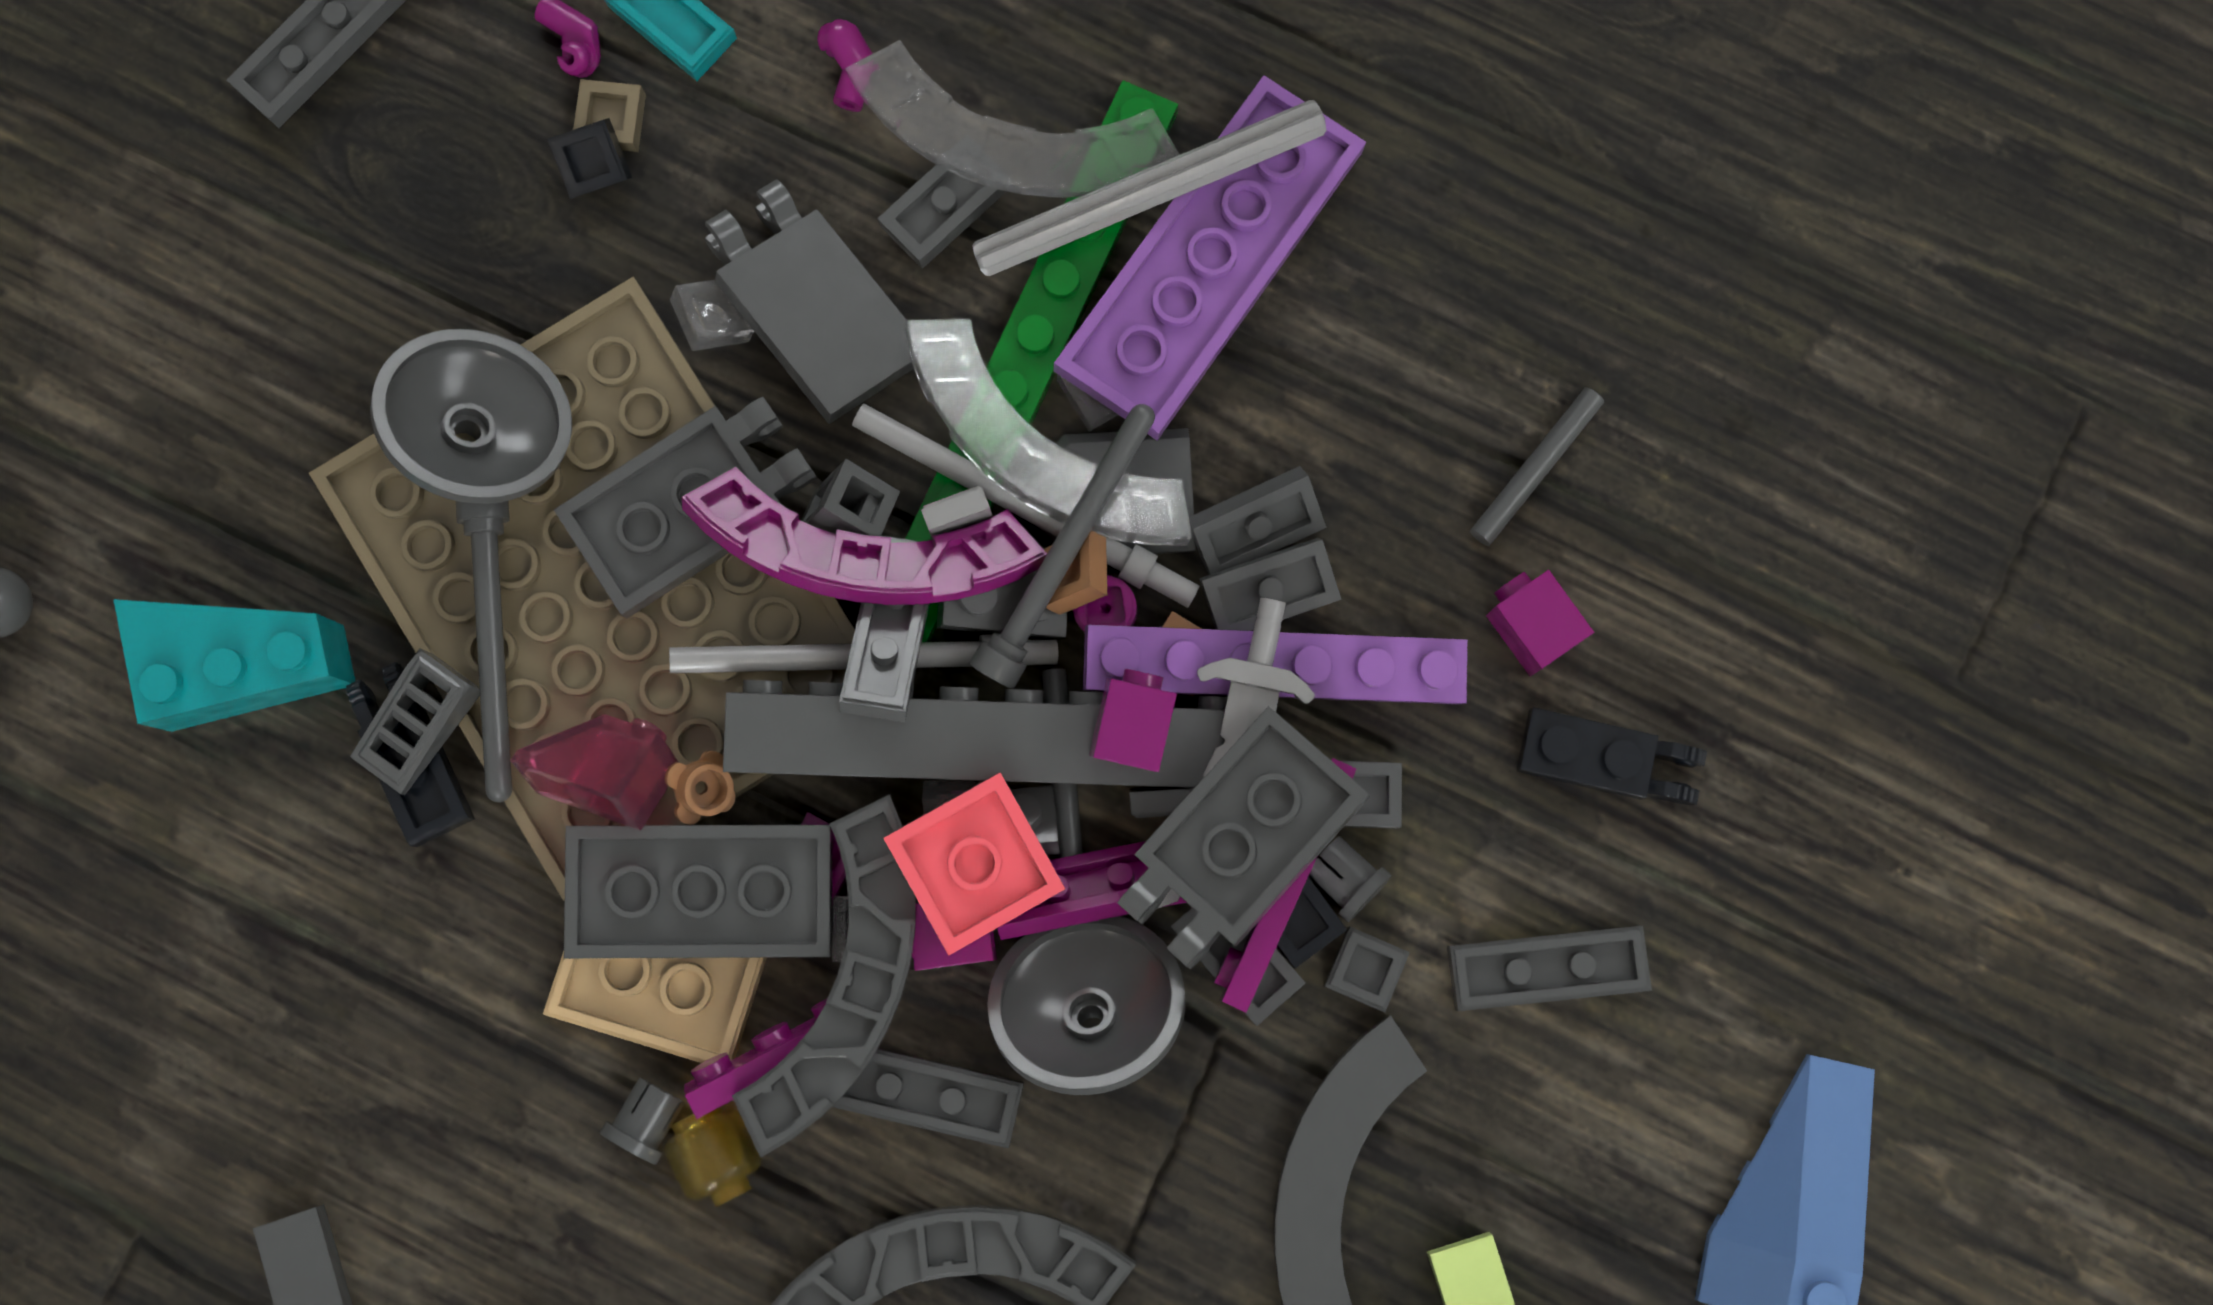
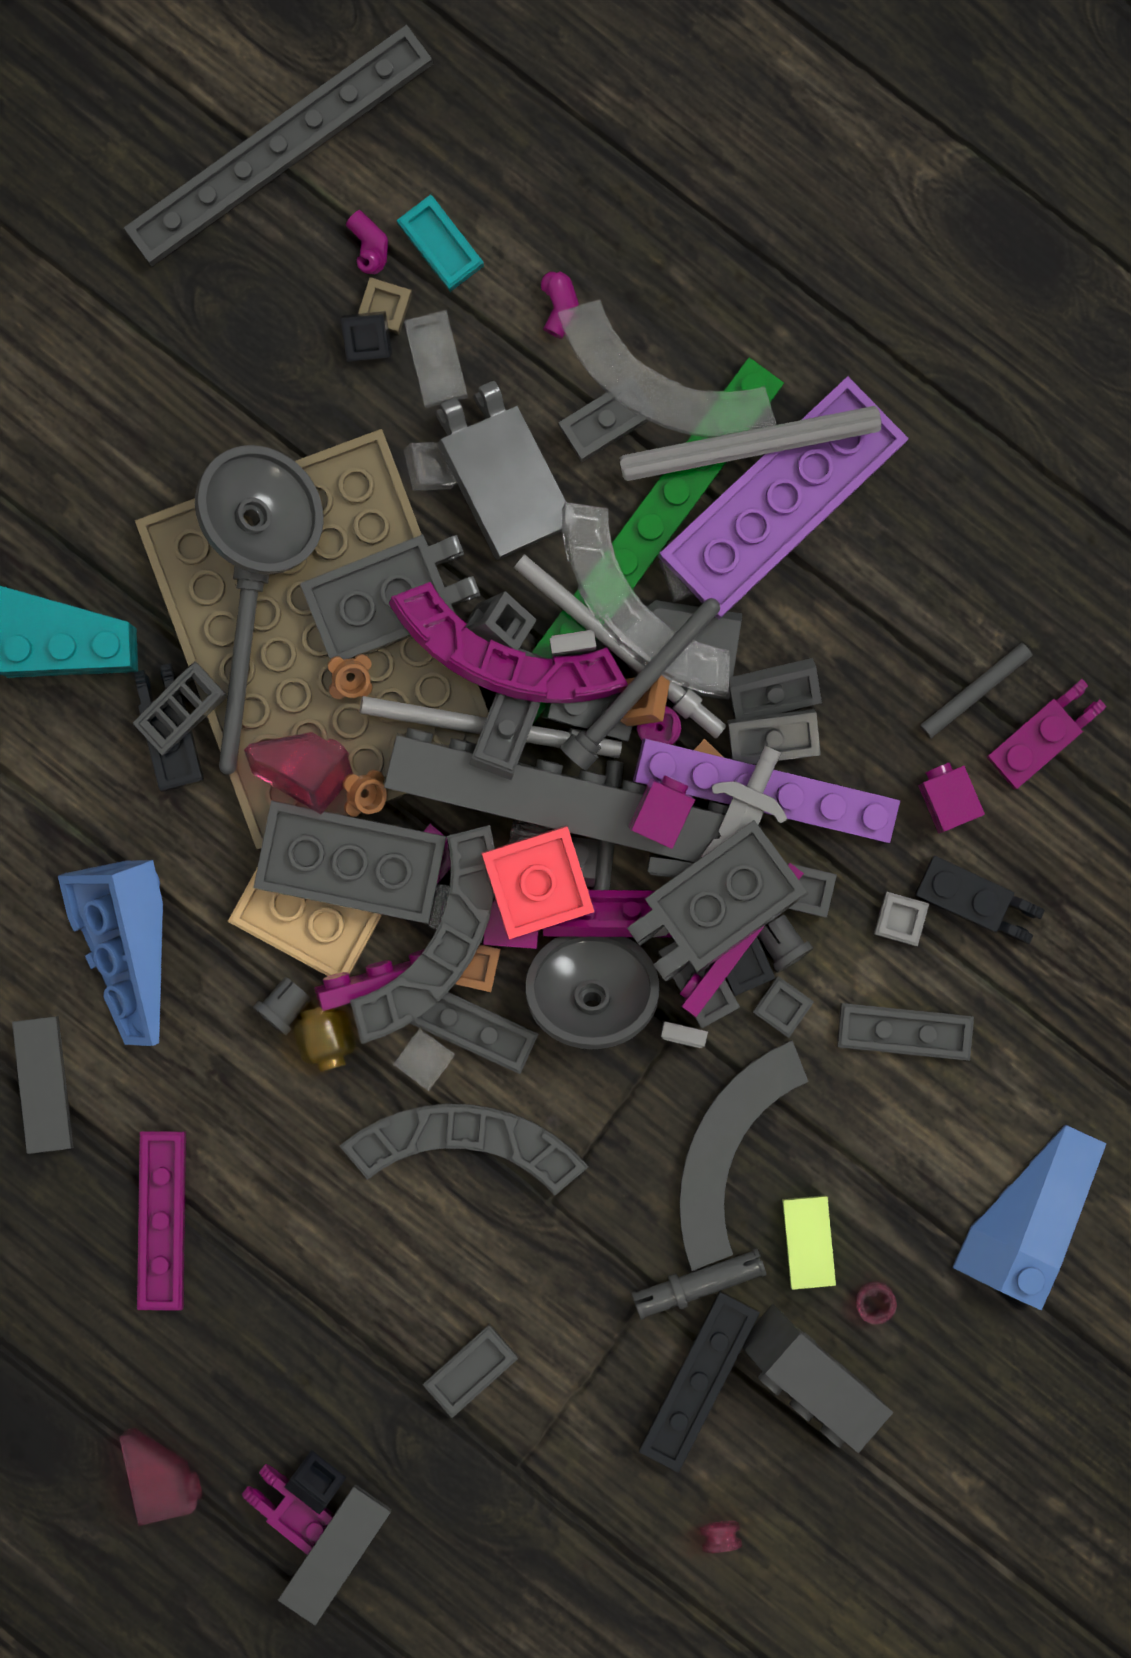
camera: 10 degrees right, 5 degrees up
(391, 1051) = (122, 923): none -> medium blue wedge
(632, 617) = (359, 685): none -> medium nougat plate
(690, 167) = (435, 358): none -> clear plate
(864, 1156) = (424, 1059): none -> clear plate
(920, 1007) = (481, 970): none -> medium nougat plate
(1233, 1040) = (683, 1034): none -> light grey tile
(1506, 807) = (901, 918): none -> light grey tile
(1644, 511) = (1042, 737): none -> magenta hinge

